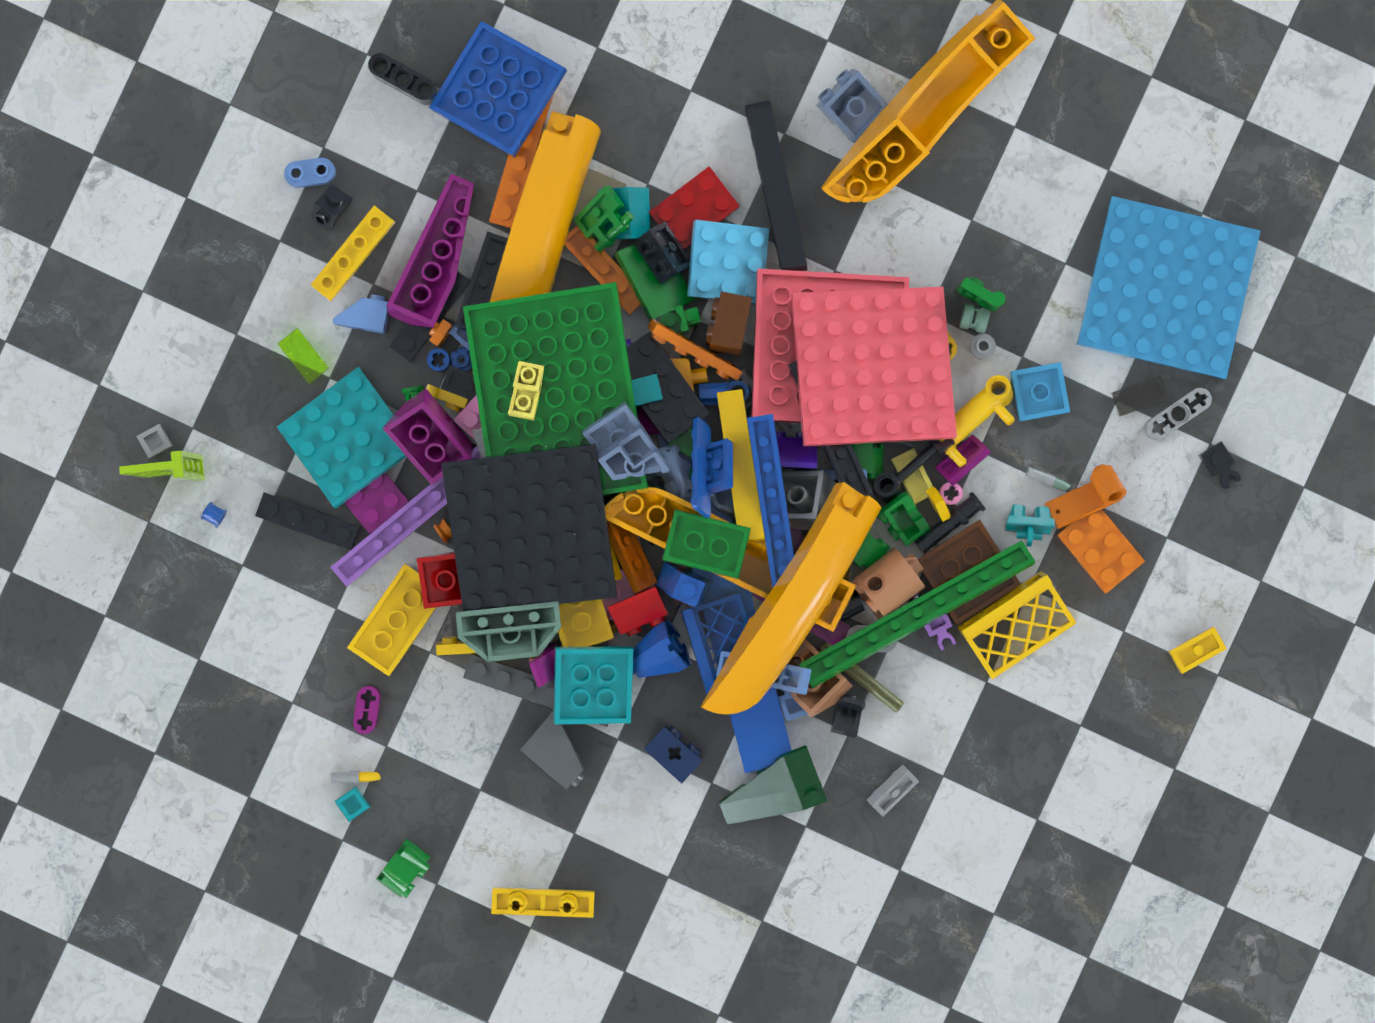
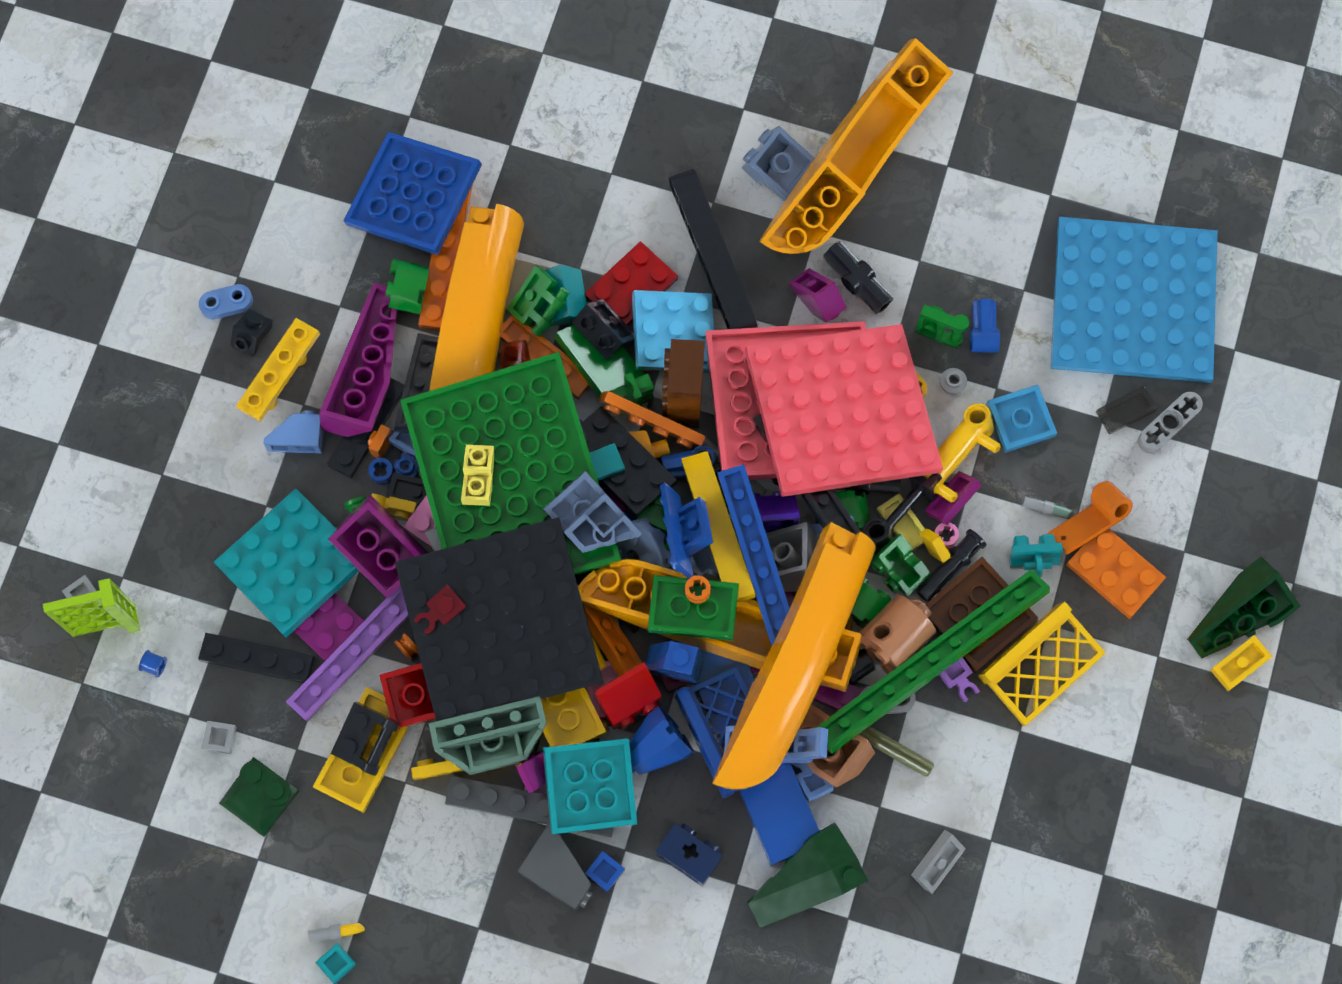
camera: 10 degrees left, 15 degrees down
(267, 590) = (219, 737): none -> light grey plate
(298, 647) = (258, 796): none -> dark green slope
(303, 355) = (236, 486): clear neon green tile -> none
(373, 709) = (334, 854): magenta beam -> none
(390, 609) = (357, 734): none -> black plate
(394, 70) = (305, 188): black beam -> none
(479, 512) = (443, 607): none -> dark red plate
(483, 182) = (408, 286): none -> green cylinder
(576, 267) = (514, 353): none -> clear red slope
(597, 758) = (604, 871): none -> blue plate
(705, 525) = (690, 586): none -> orange bush
(847, 716) = (875, 785): black bracket -> none
(869, 244) = (818, 295): none -> magenta slope
(910, 231) = (858, 277): none -> black piece
(980, 319) = (946, 353): sand green wheel -> none
(1020, 305) = (984, 334): none -> blue piece
(1216, 595) = (1249, 603): none -> dark green wedge
(1218, 460) = (1223, 464): black plate -> none

